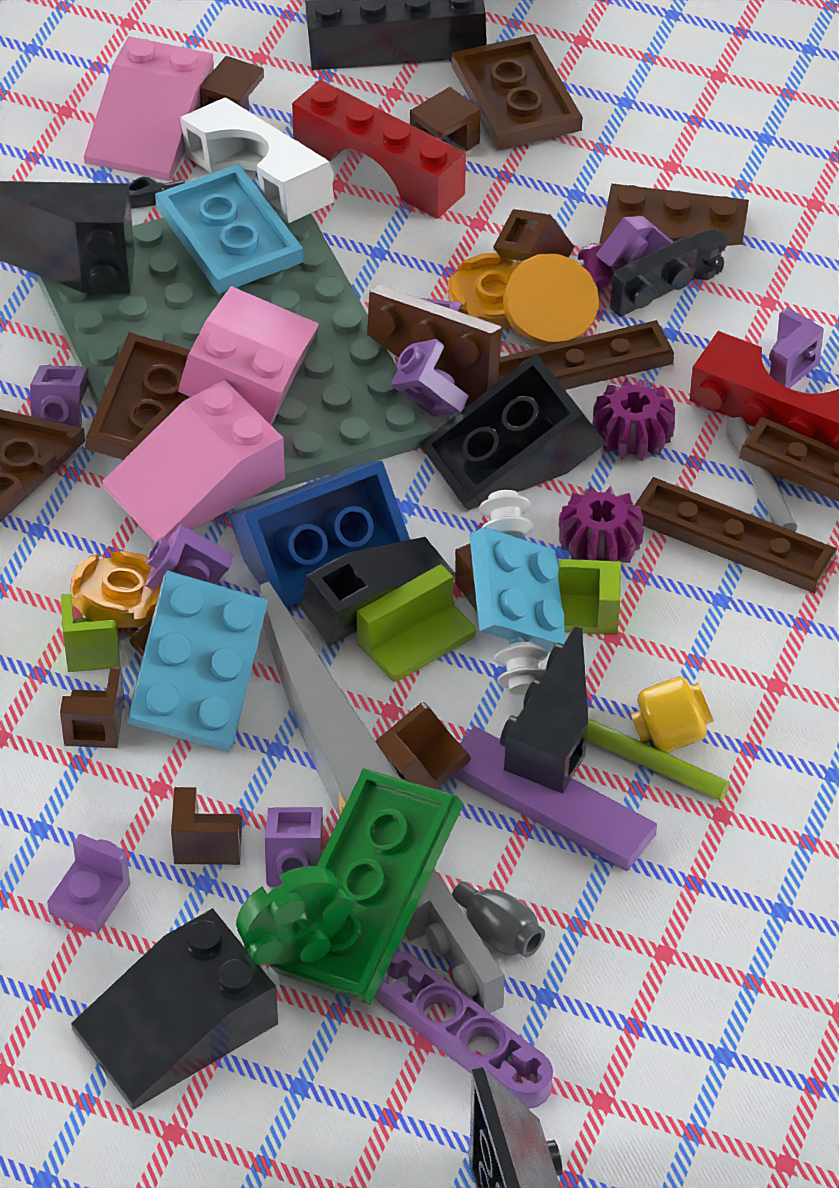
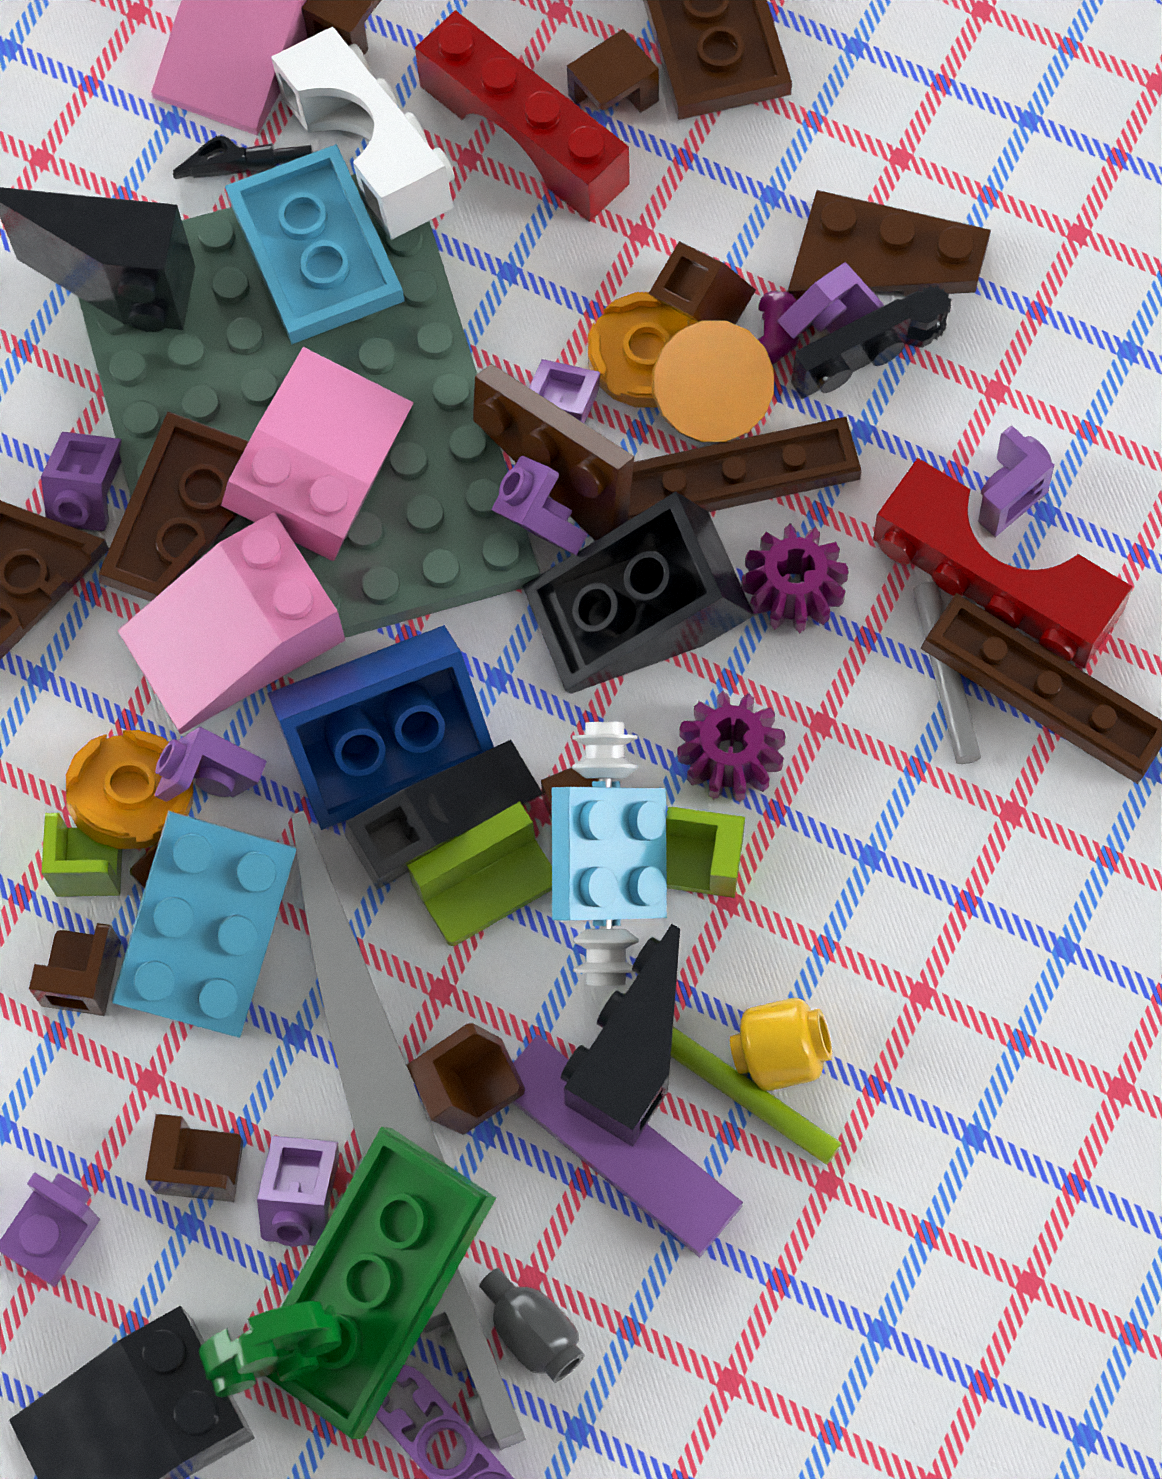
camera: 10 degrees right, 20 degrees up
(735, 535) = (899, 761): reddish brown tile -> none

